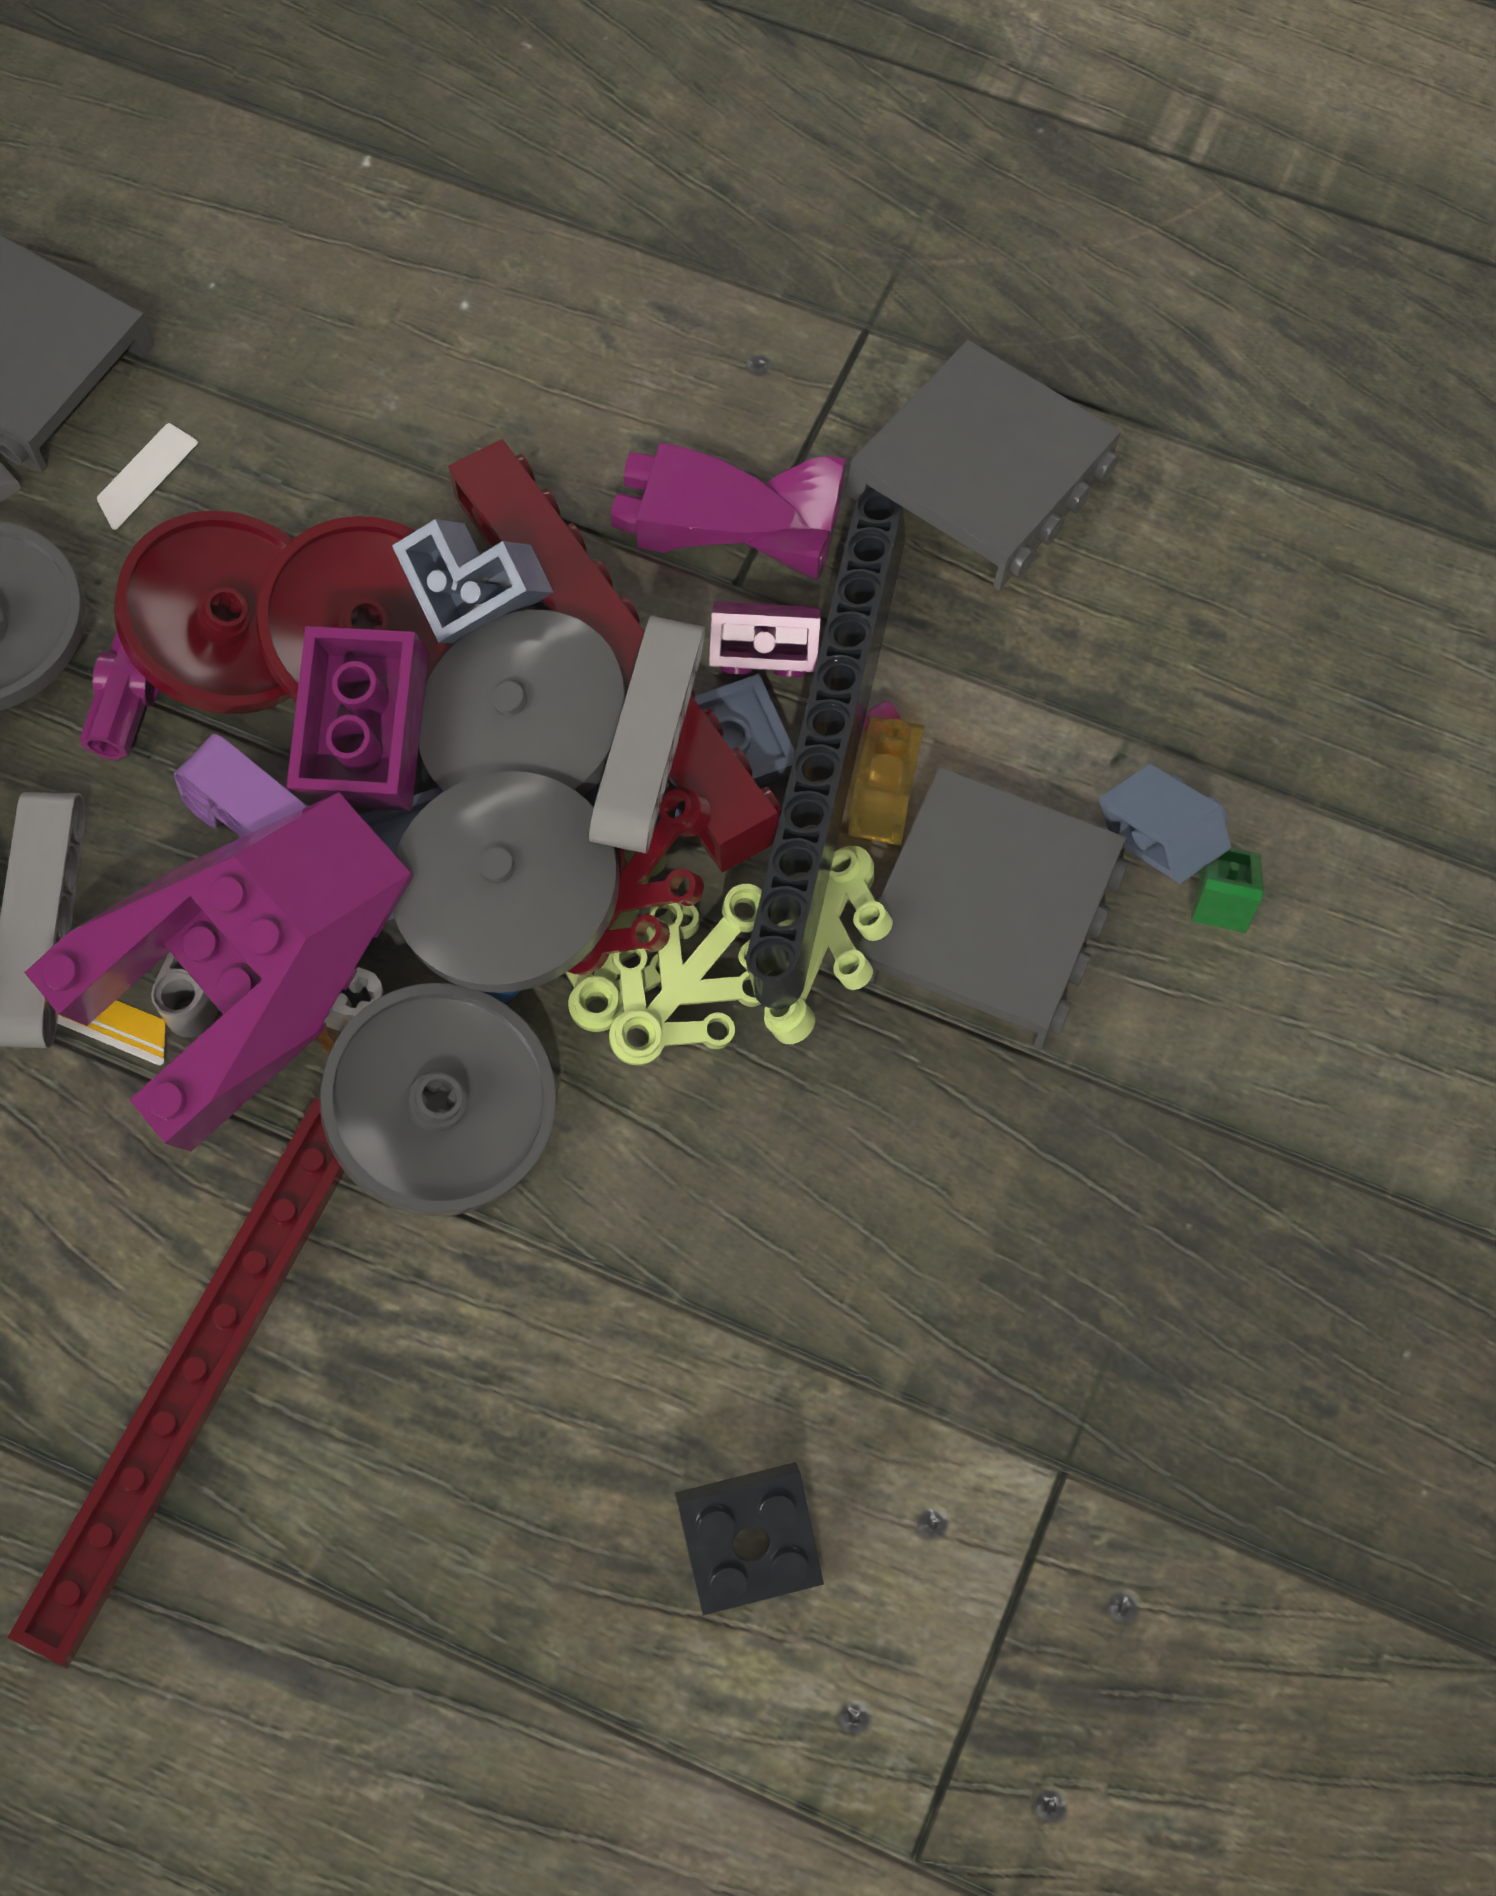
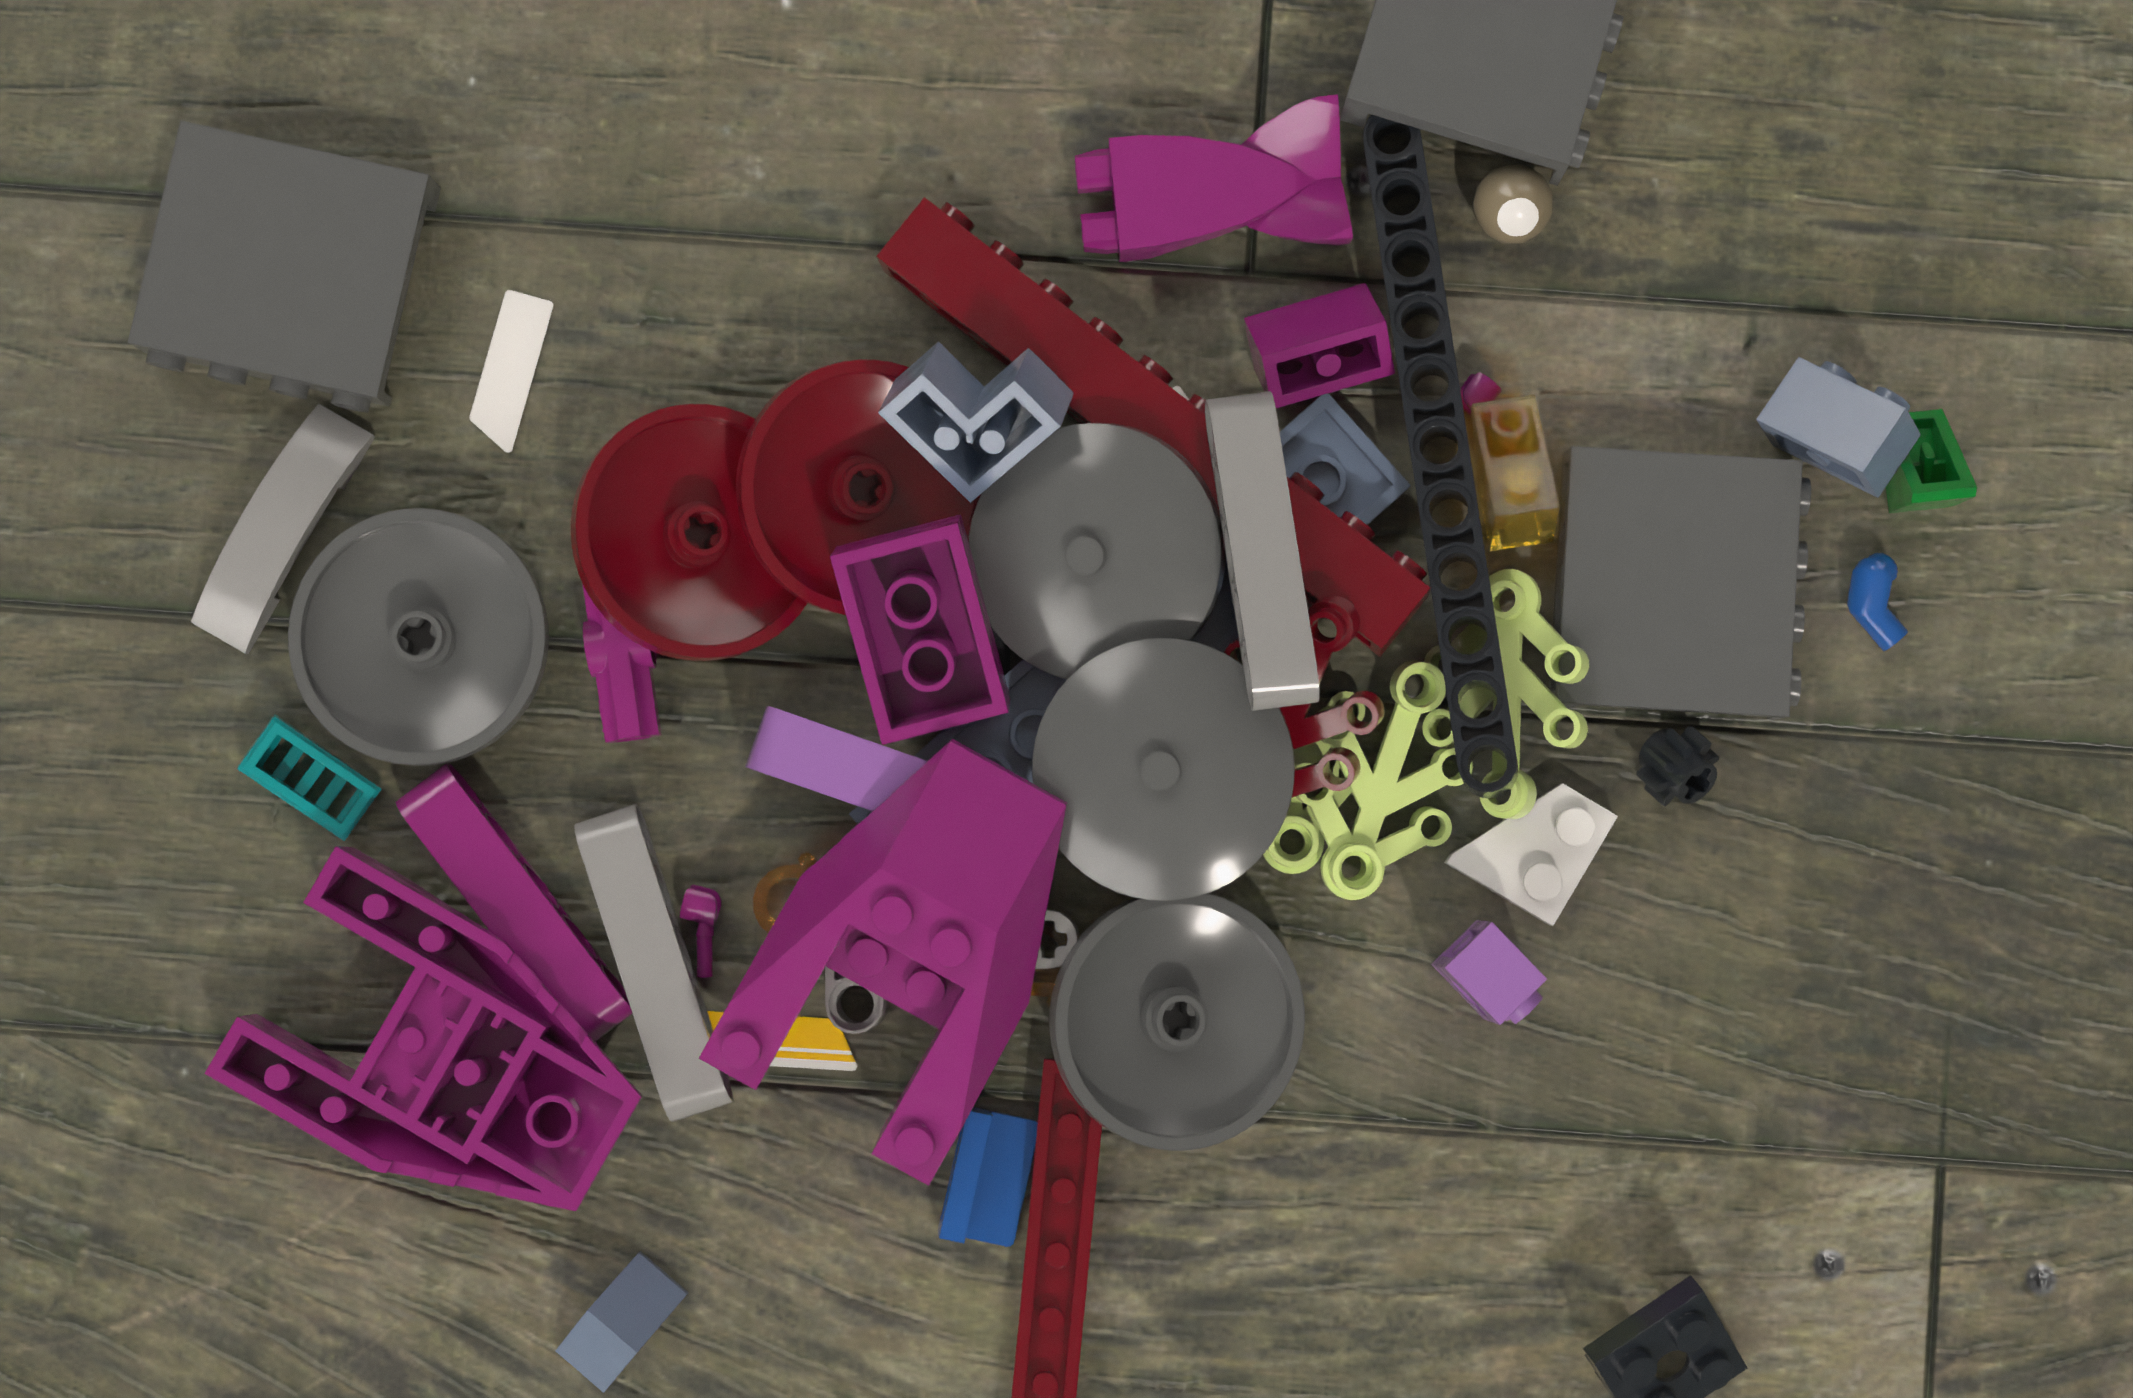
camera: 15 degrees left, 20 degrees up
(96, 893) = (704, 907): none -> magenta hand
(221, 1180) = (988, 1178): none -> blue panel
(716, 1146) = (1491, 974): none -> medium lavender brick
(799, 1082) = (1538, 856): none -> white wing
(941, 1044) = (1677, 765): none -> black gear
(958, 590) = (1513, 204): none -> dark tan piece
(1150, 975) = (1869, 599): none -> blue arm

